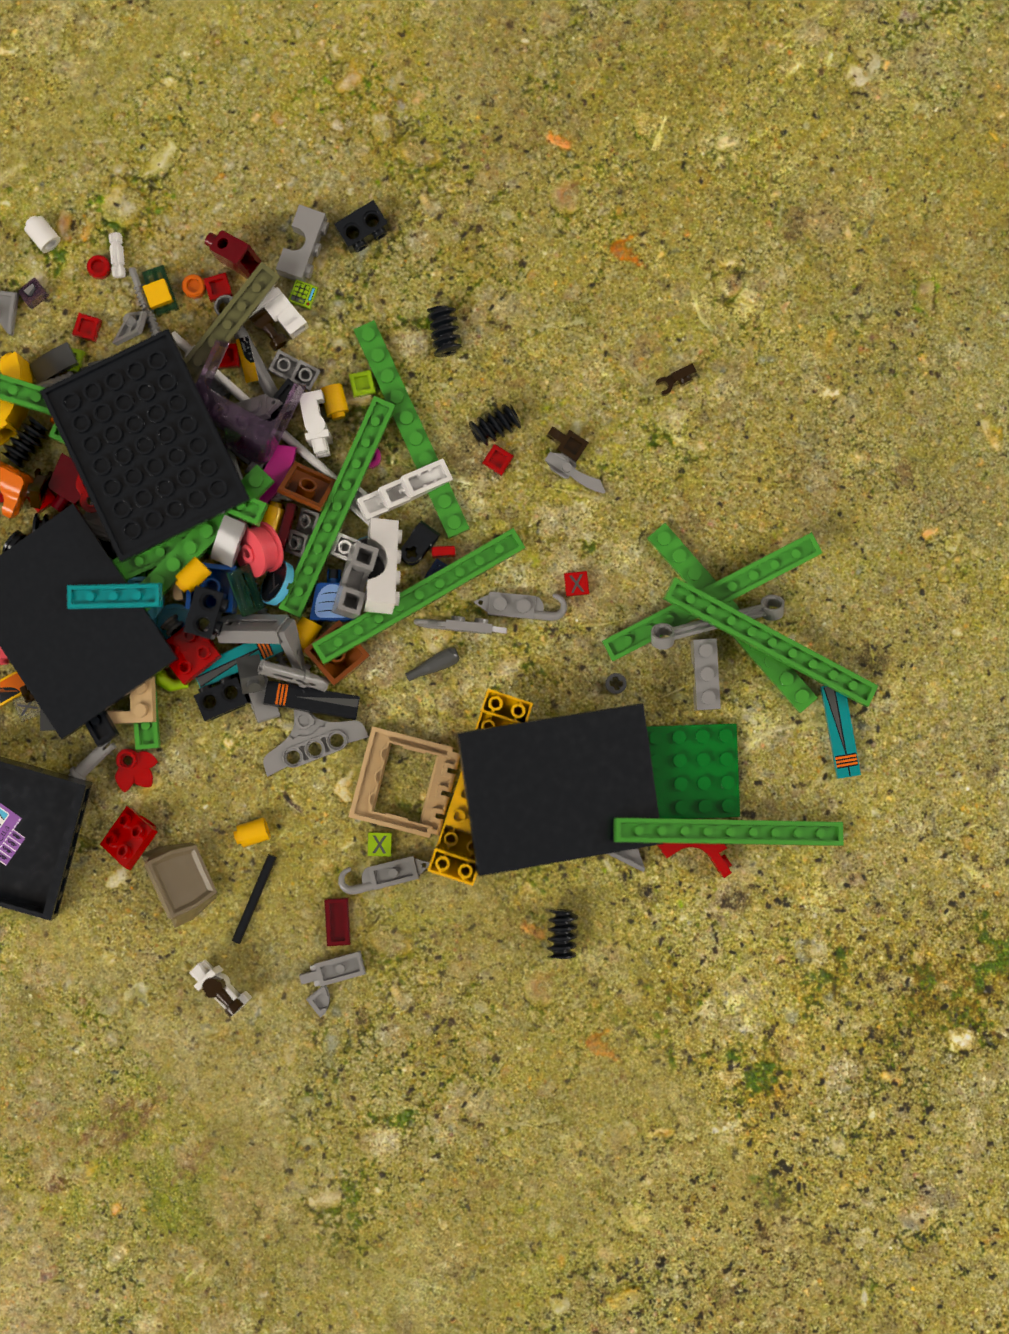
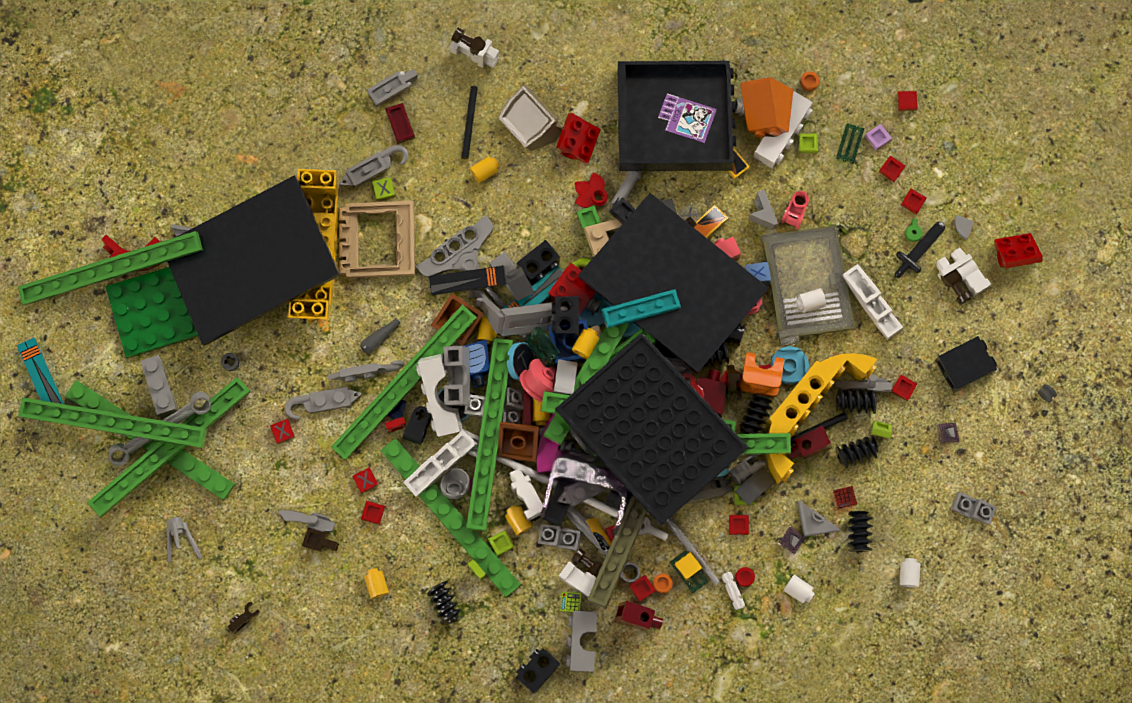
camera: 160 degrees right, 10 degrees down
(131, 327) = (702, 533): light grey piece -> none
(301, 677) = (477, 292): light grey pin -> none
(320, 1000) = (397, 62): light grey tile -> none
(394, 462) = (455, 483): none -> light grey hair
(397, 358) = (477, 570): none -> lime tile
(494, 424) = (381, 538): black piece -> none
(496, 499) = (365, 480): none -> red tile
(516, 375) = (376, 583): none -> yellow brick
(562, 934) = (220, 159): black piece -> none
(727, 505) = (175, 528): none -> light grey plant

